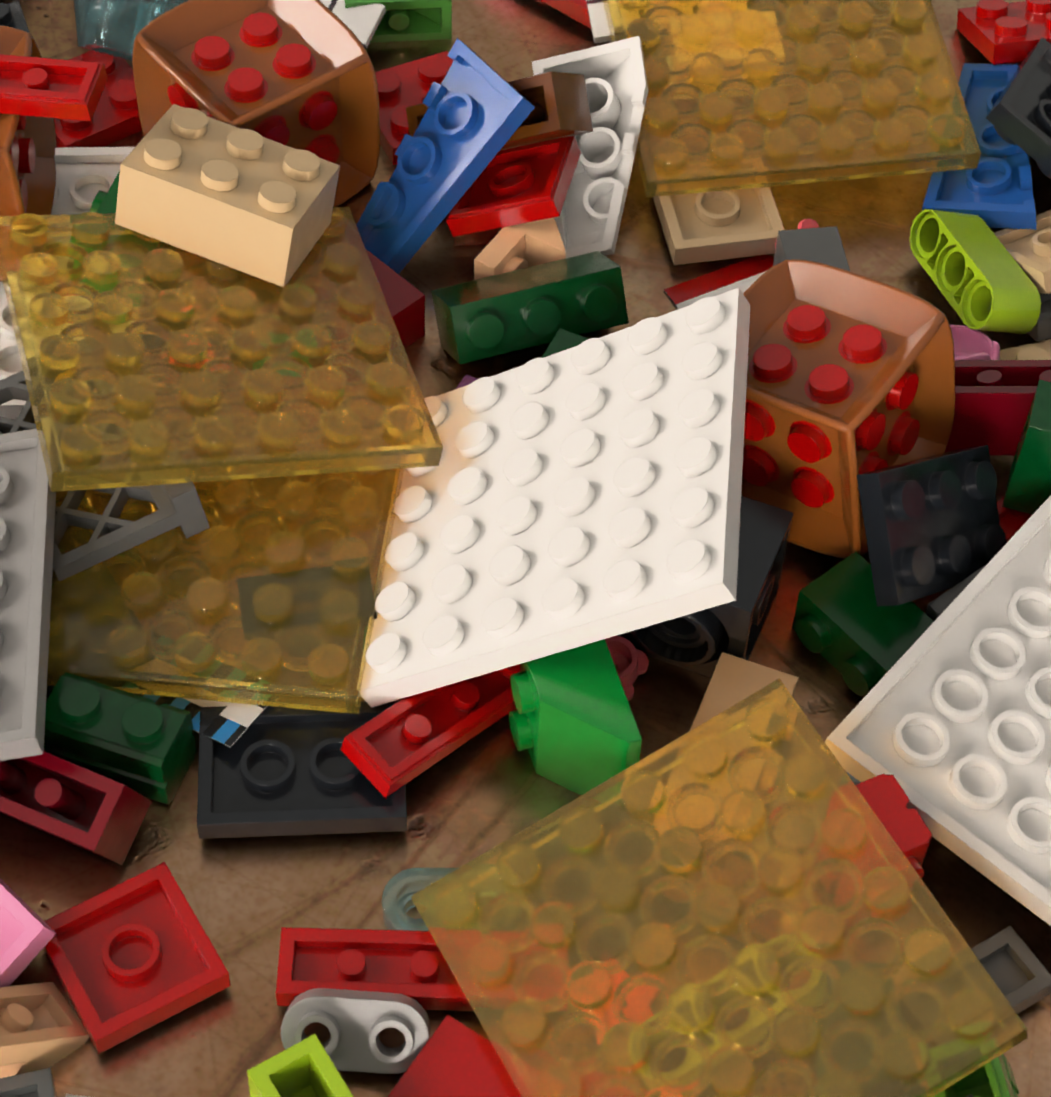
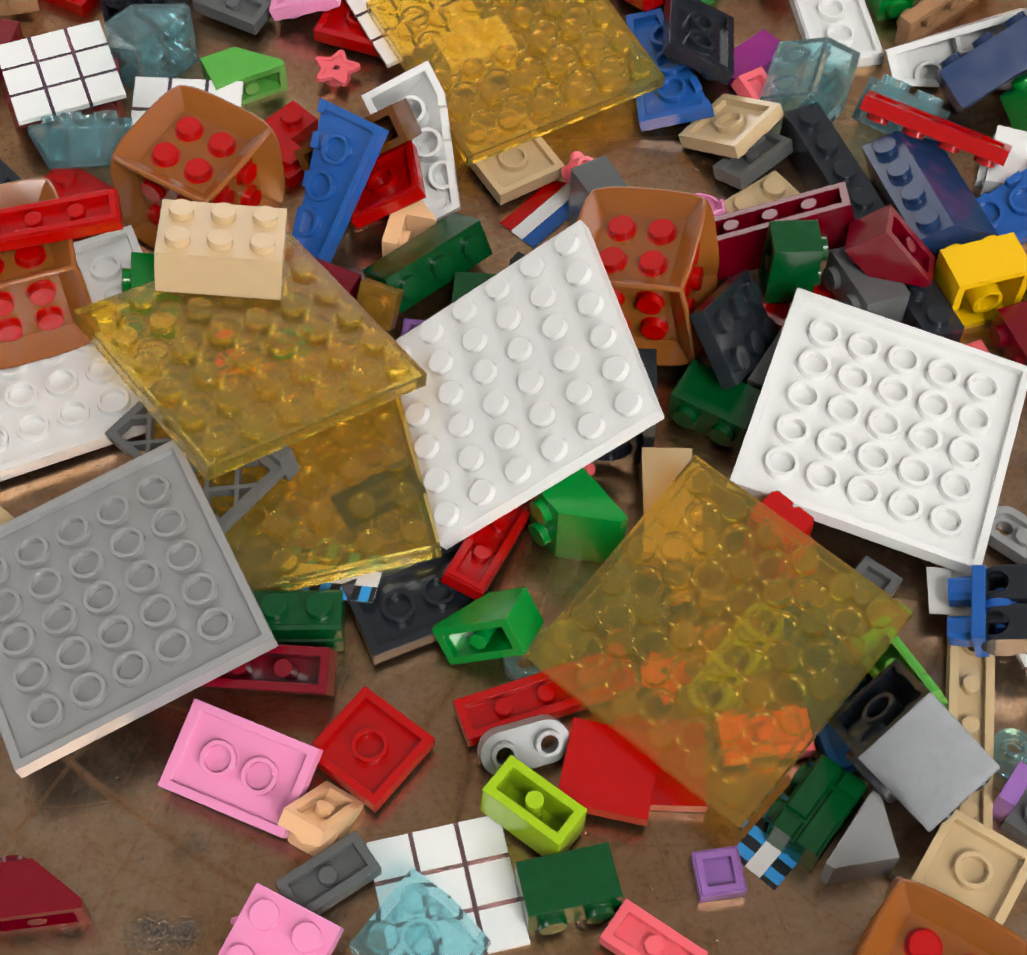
camera: 20 degrees left, 5 degrees up
(382, 838) = (490, 627): none -> green slope
(430, 341) = (380, 302): none -> pearl gold plate
(526, 30) = (338, 61): none -> coral plate
(975, 272) = (689, 156): lime beam -> none

